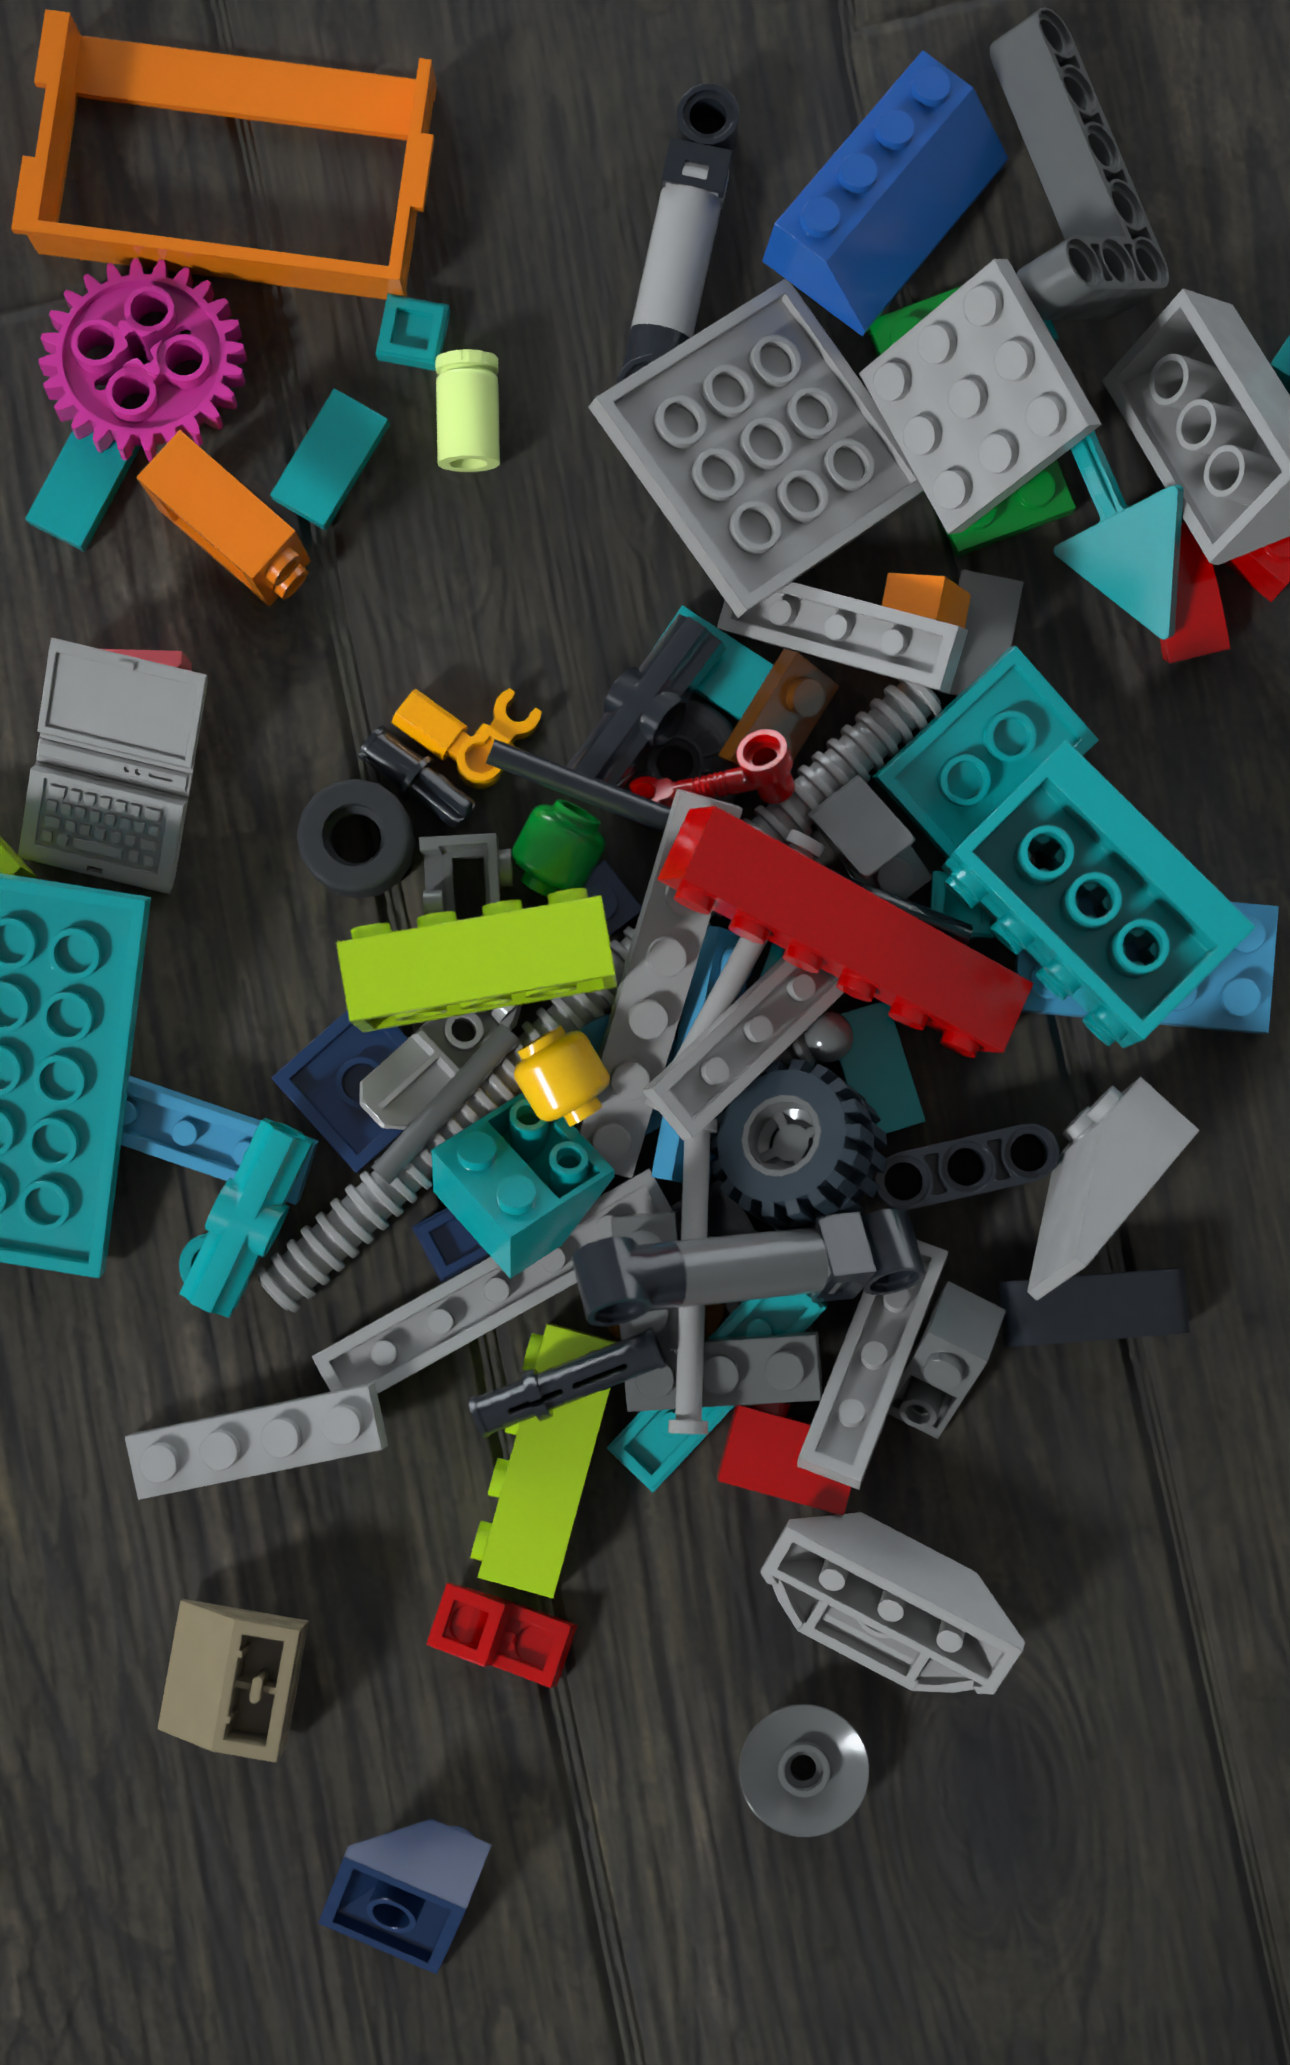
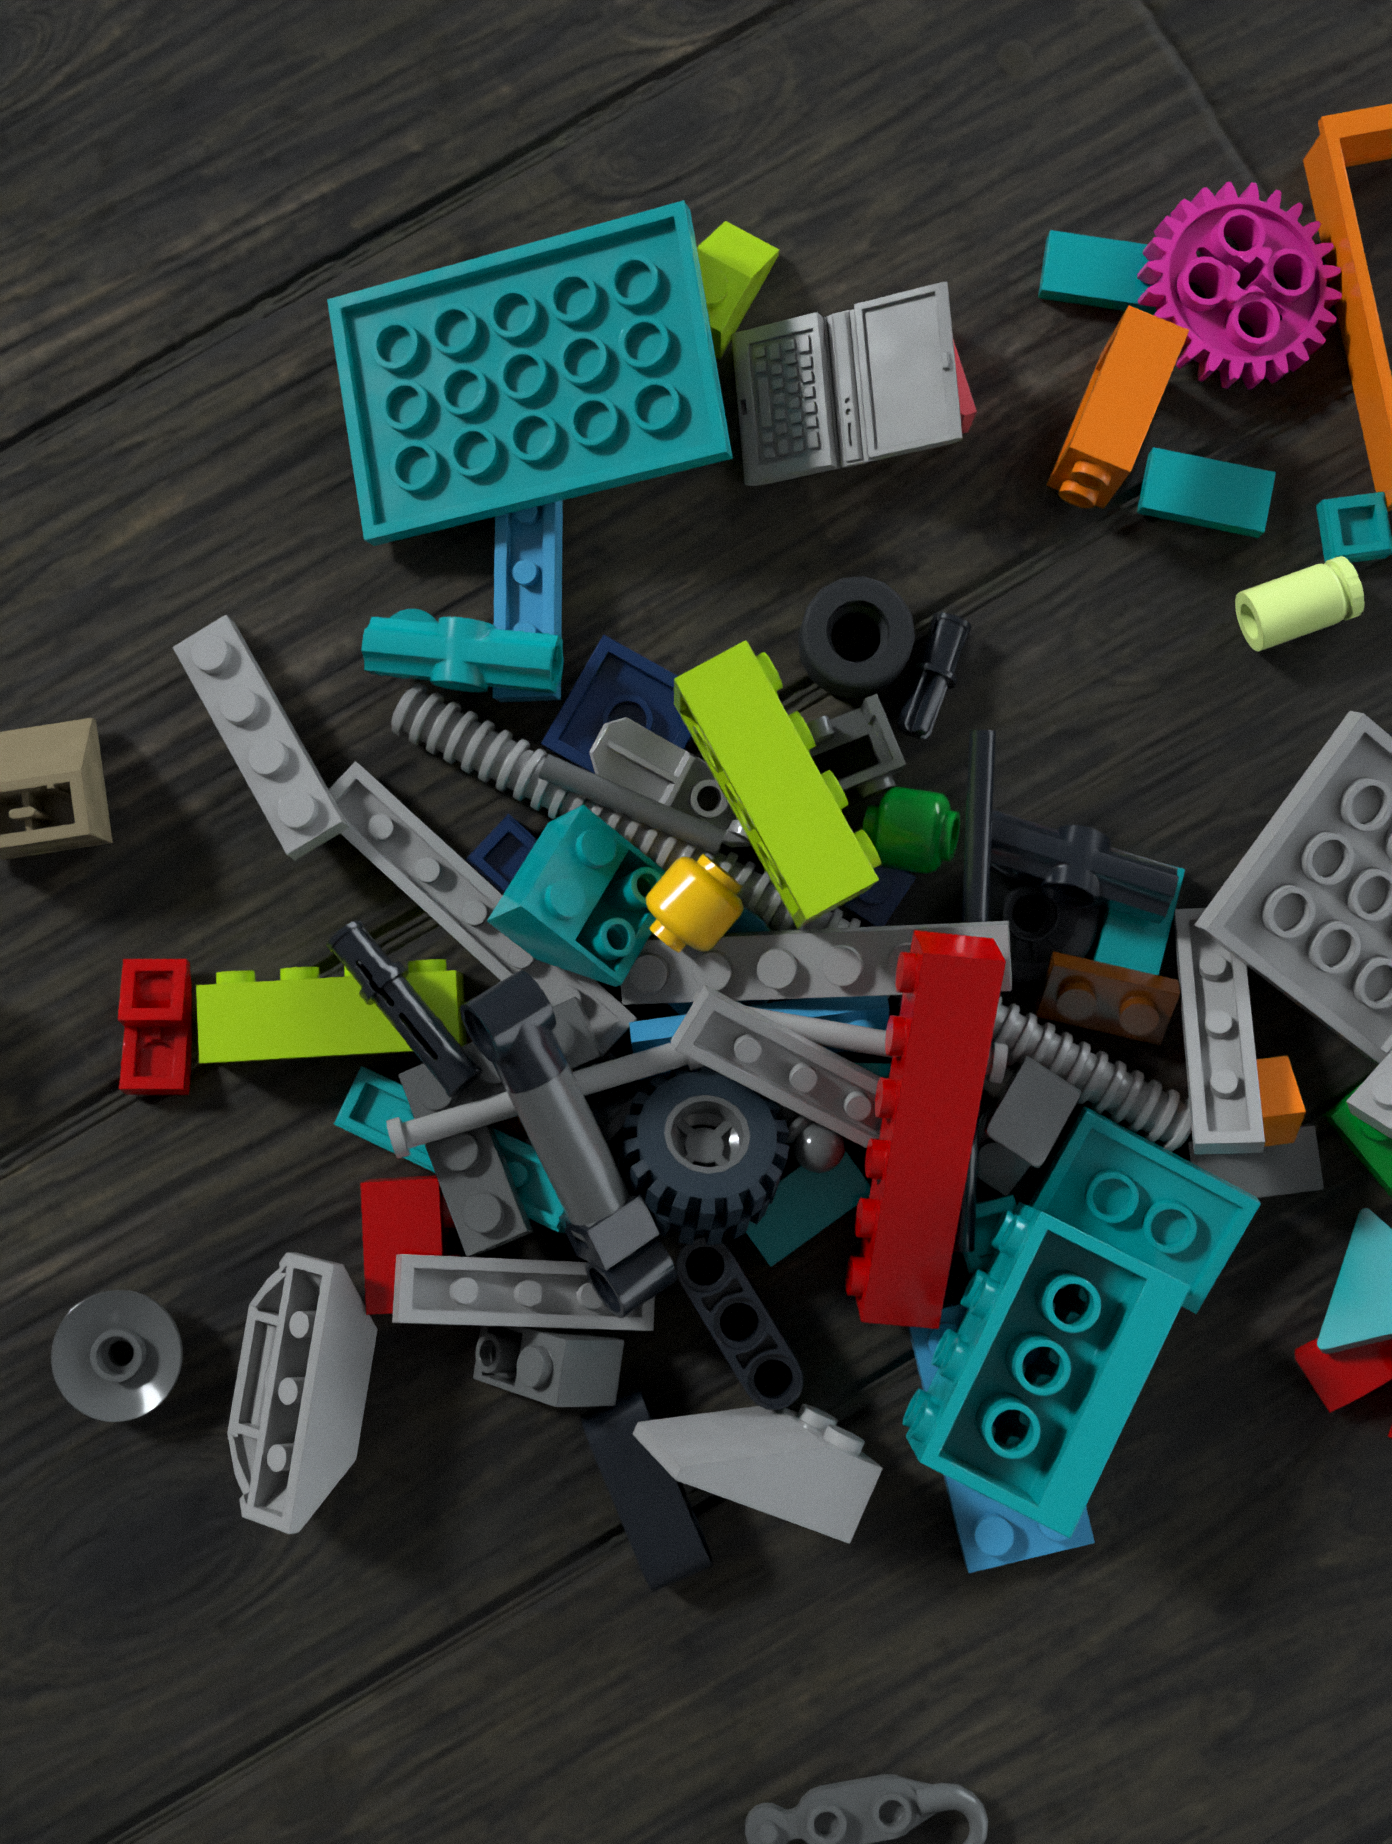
camera: 65 degrees right, 0 degrees up
(446, 735) = (981, 690): light orange bar -> none
(763, 767) = (1057, 997): red brick -> none

